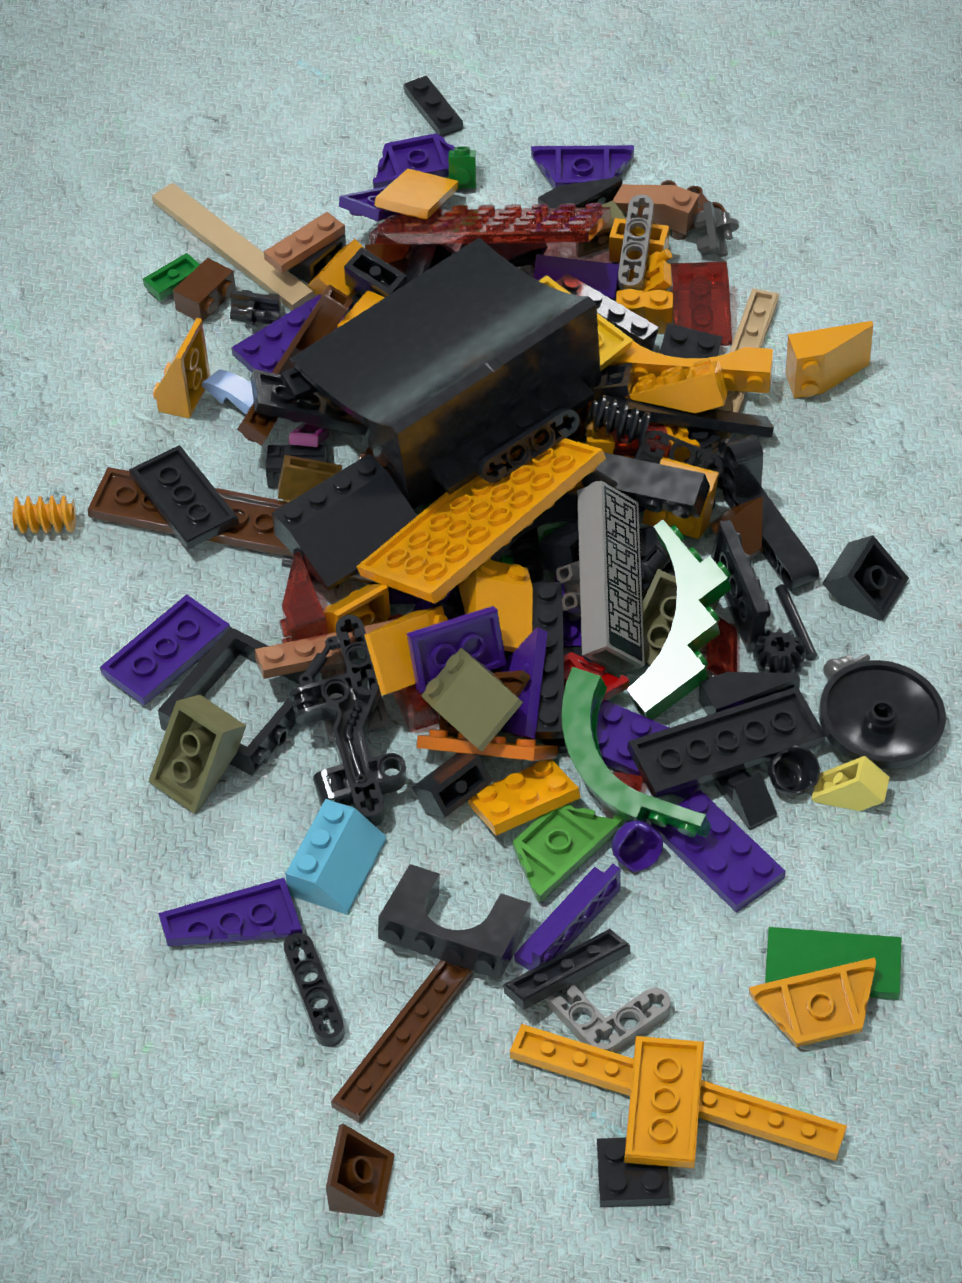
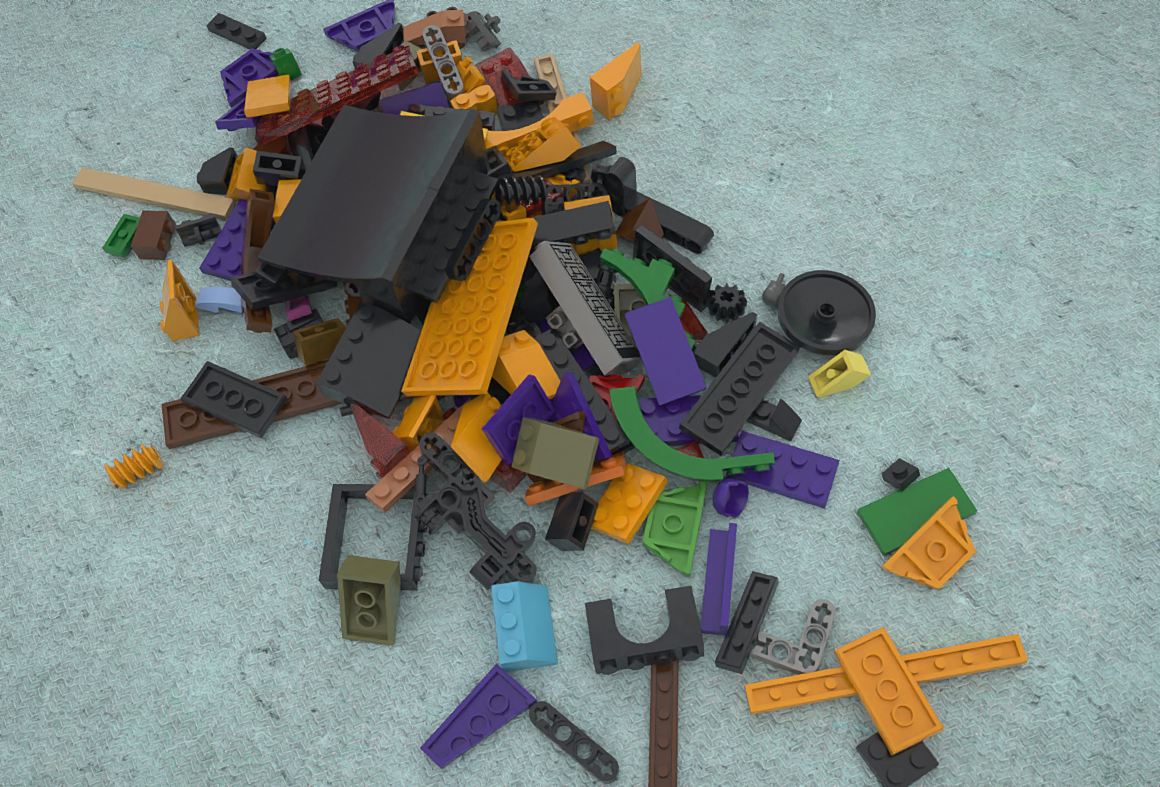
camera: 25 degrees left, 10 degrees up
(164, 649) = (291, 526): dark purple plate -> none
(304, 242) = (207, 167): nougat plate -> none
(663, 661) = (665, 351): none -> dark purple tile
(717, 318) = (528, 88): none -> black wing
(794, 771) = (797, 383): black hair -> none
(795, 620) = (716, 272): black bar -> none
(842, 916) = (900, 474): none -> black plate
(866, 578) = (744, 221): black slope -> none

